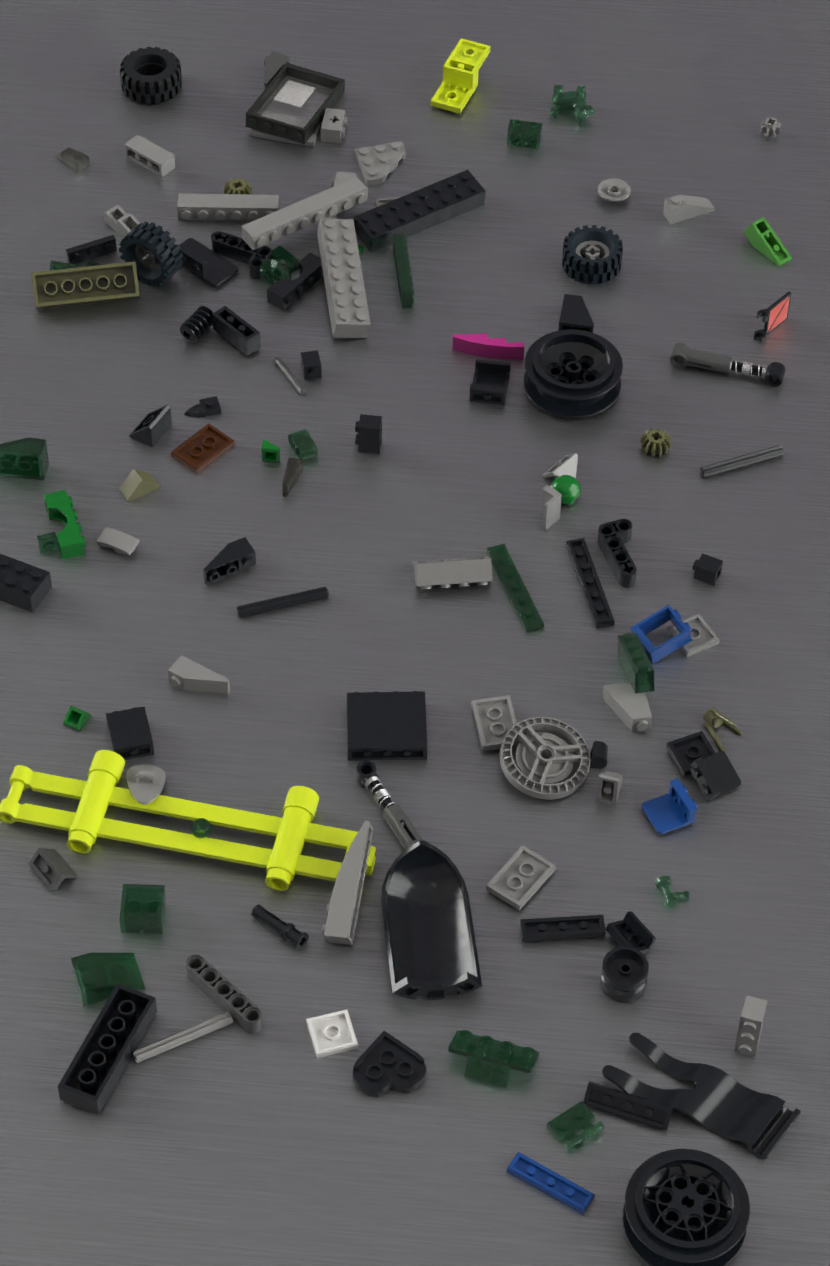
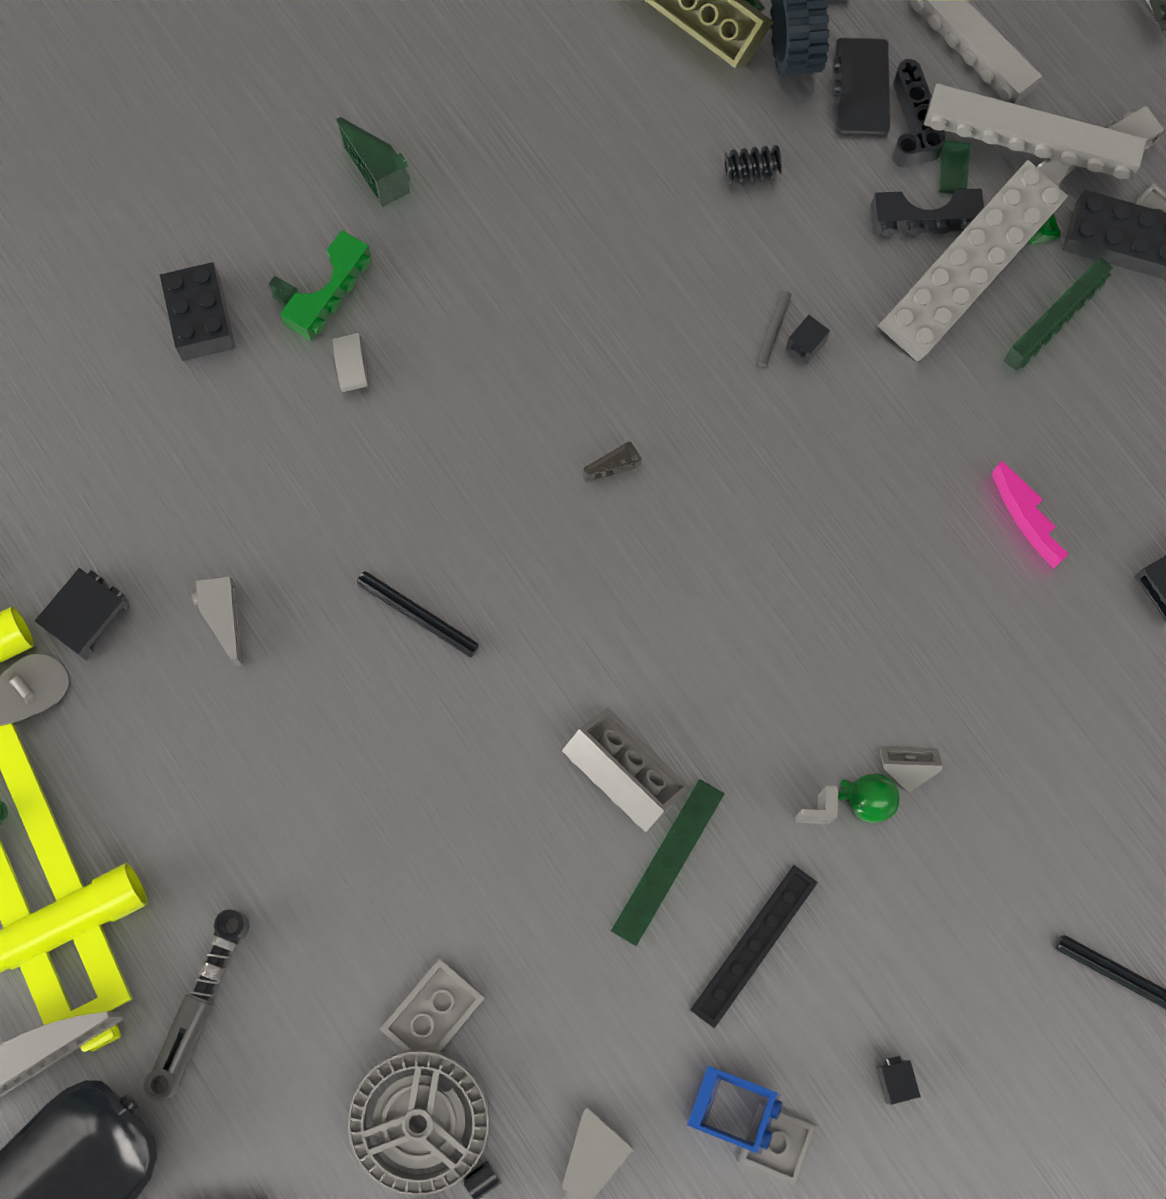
camera: 50 degrees right, 25 degrees up
(76, 718) = (69, 535): green slope -> none
(138, 484) = (457, 311): olive slope -> none
(153, 426) = (555, 251): black slope -> none
(202, 448) = (574, 331): reddish brown tile -> none
(206, 407) = (638, 281): black plate -> none
(231, 559) = (428, 505): black slope -> none
(236, 330) = (780, 214): black brick -> none
(237, 186) = (1013, 23): olive gear -> none
(270, 452) = (627, 408): green slope -> none
(274, 270) = (925, 174): clear green dish -> none
(303, 445) = (673, 436): clear green beam -> none
(369, 434) = (749, 499): black brick -> none
(386, 726) = (322, 887): black panel -> none
(490, 382) = (972, 565): black panel -> none
(573, 373) = (1113, 634): black wheel -> none
(611, 542) = (827, 950): black beam -> none
(636, 663) = (649, 1124): clear green brick -> none
(655, 442) = (1060, 856): olive gear -> none

